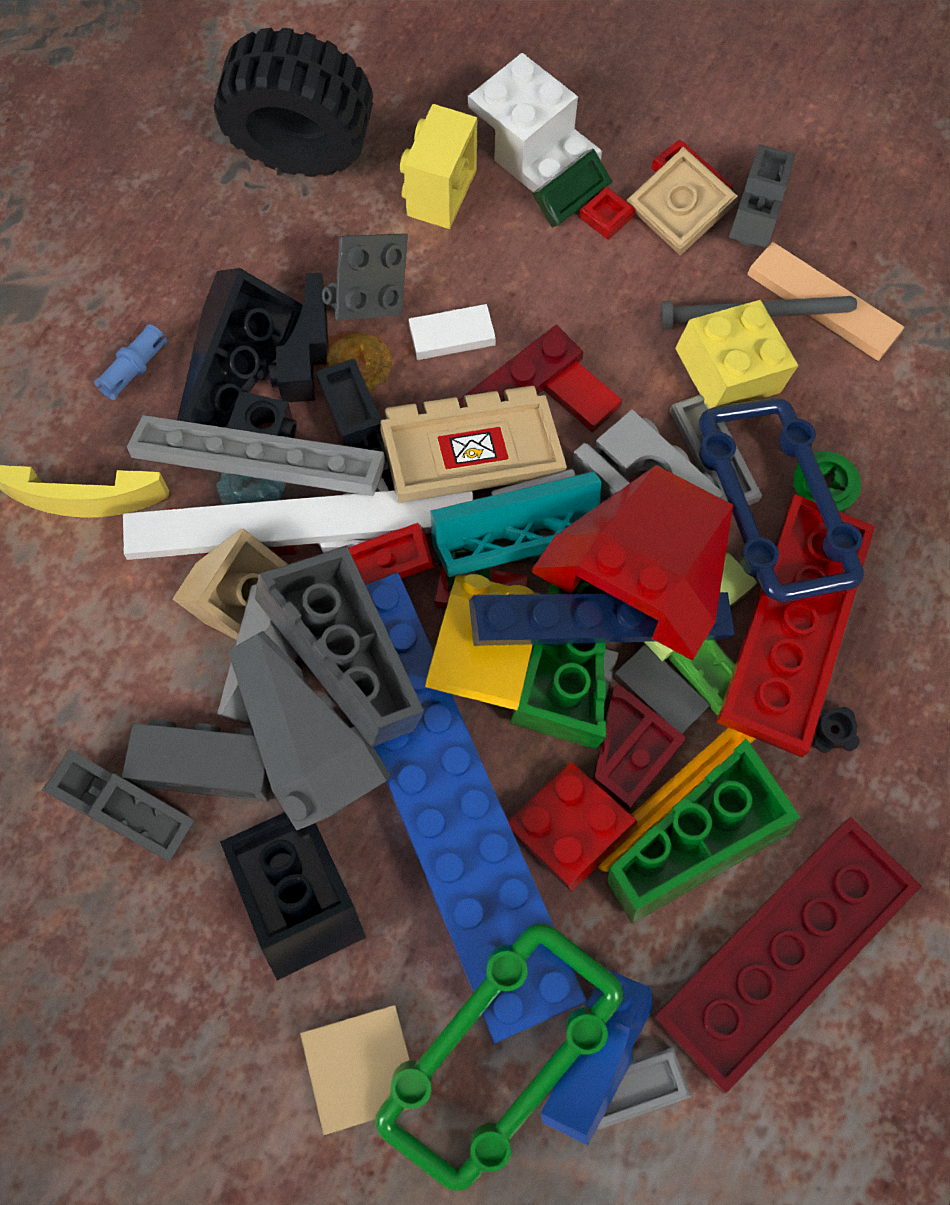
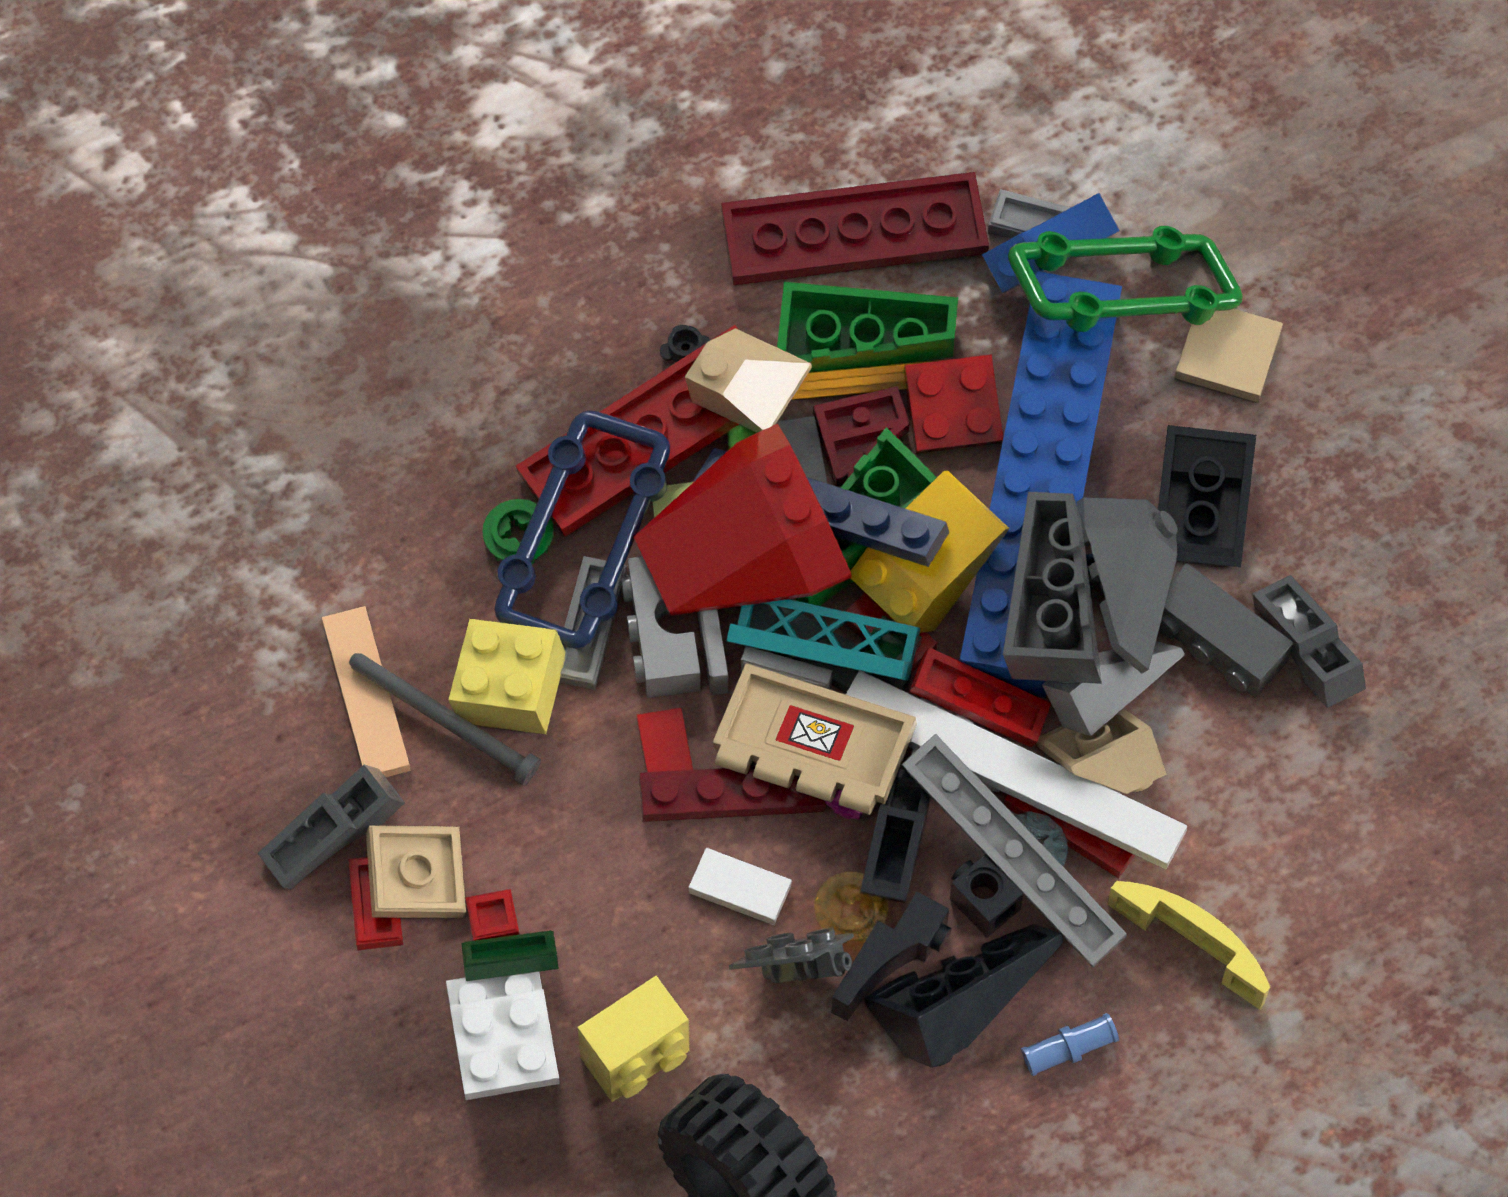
camera: 145 degrees left, 5 degrees down
(757, 693) = (745, 379): none -> tan slope

